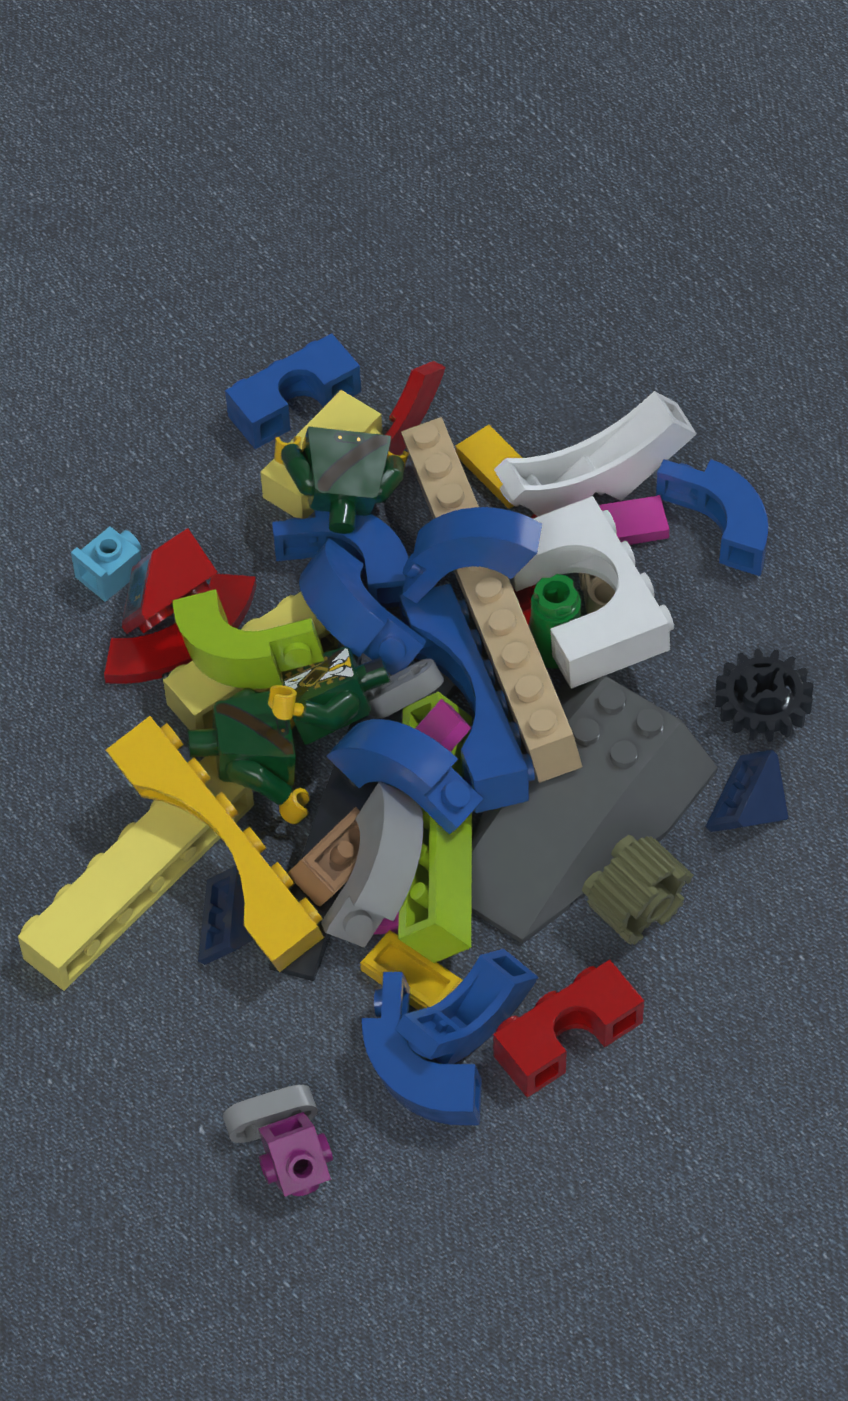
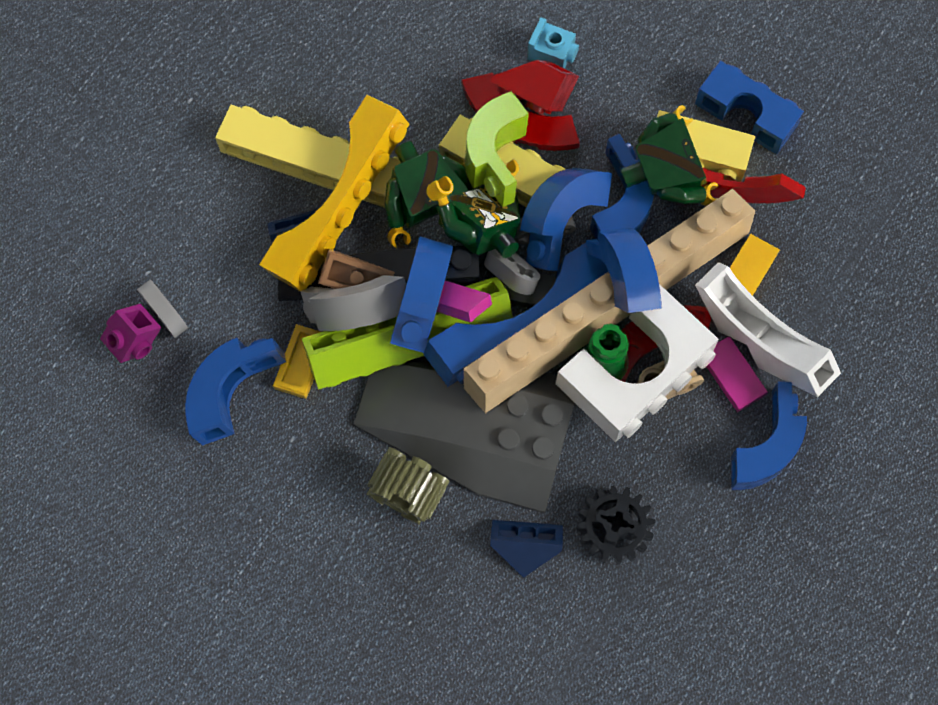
camera: 70 degrees right, 15 degrees up
(470, 1011) = (270, 405): blue arch -> none
(595, 1001) = (265, 457): red arch -> none

